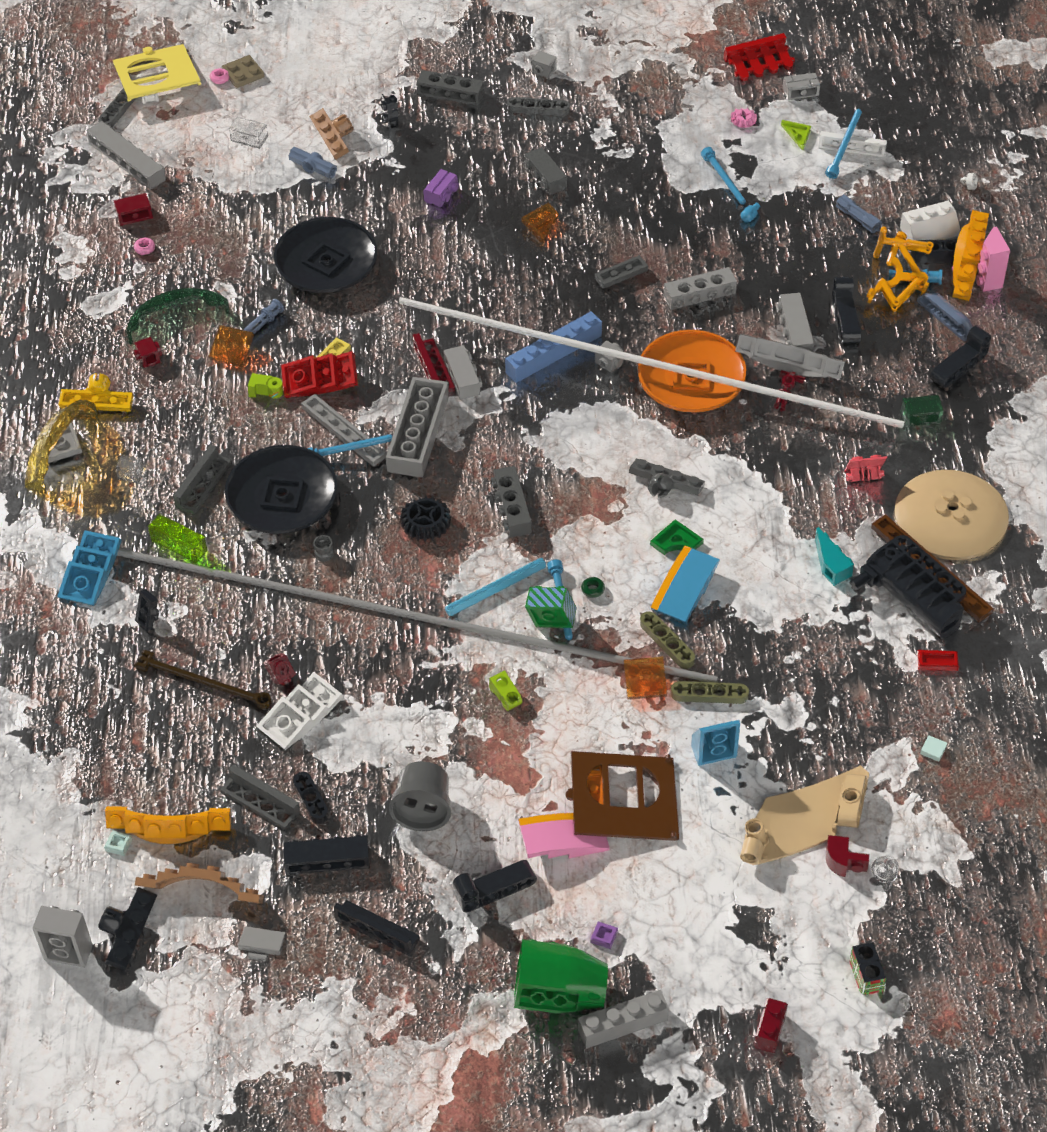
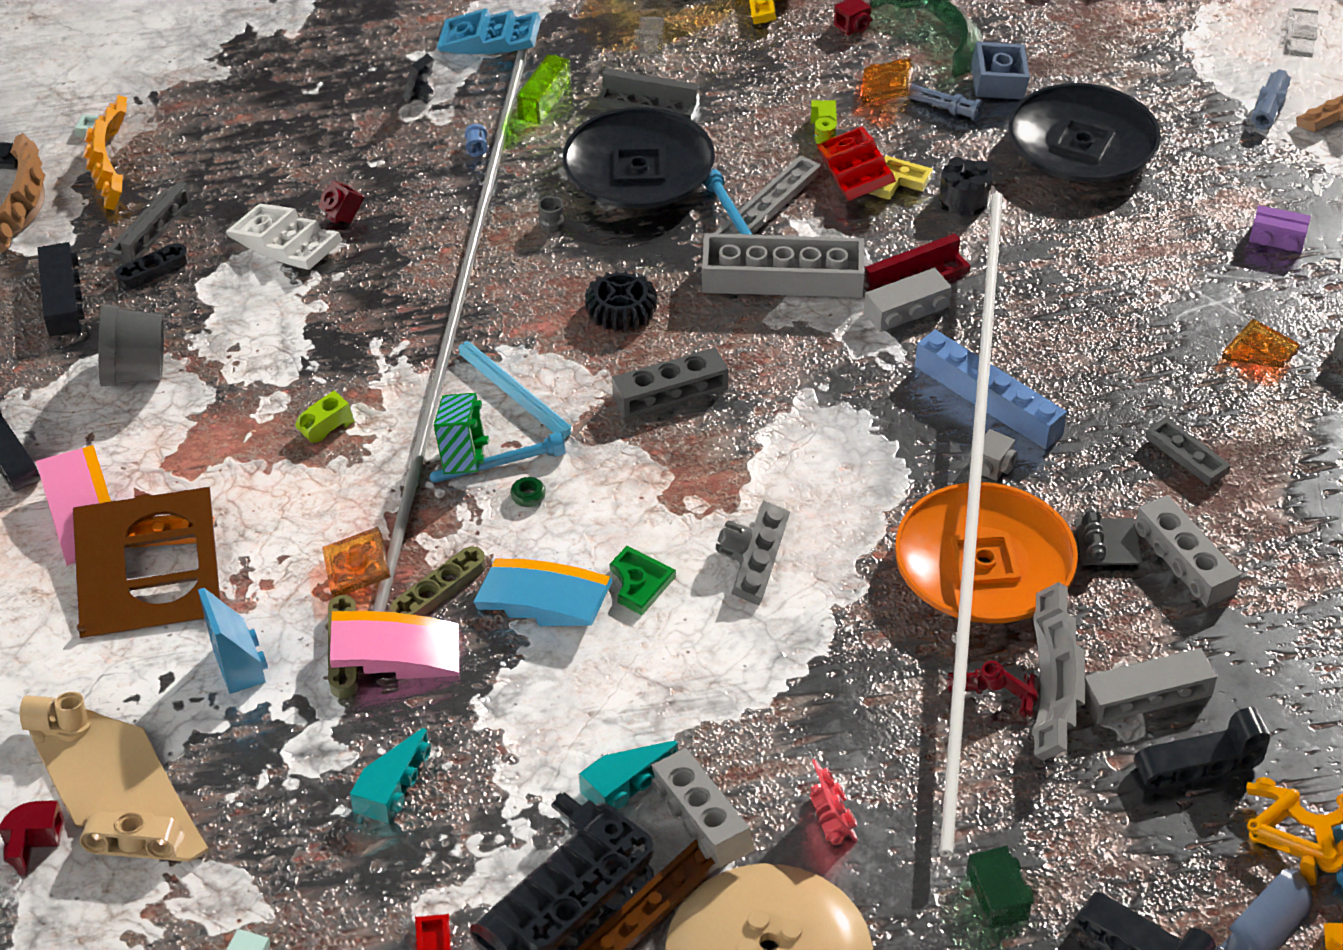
camera: 80 degrees right, 5 degrees down
(147, 660) = (298, 199): dark brown hinge -> none
(223, 586) = (479, 143): none -> medium blue bush
(245, 283) = (1000, 70): none -> sand blue brick
(359, 323) = (965, 185): none -> black brick
(682, 319) = (1106, 539): none -> dark grey hinge
(717, 662) = (394, 643): none -> bright pink slope
(822, 671) = (385, 781): none -> teal slope
(870, 513) = (702, 807): none -> light grey brick

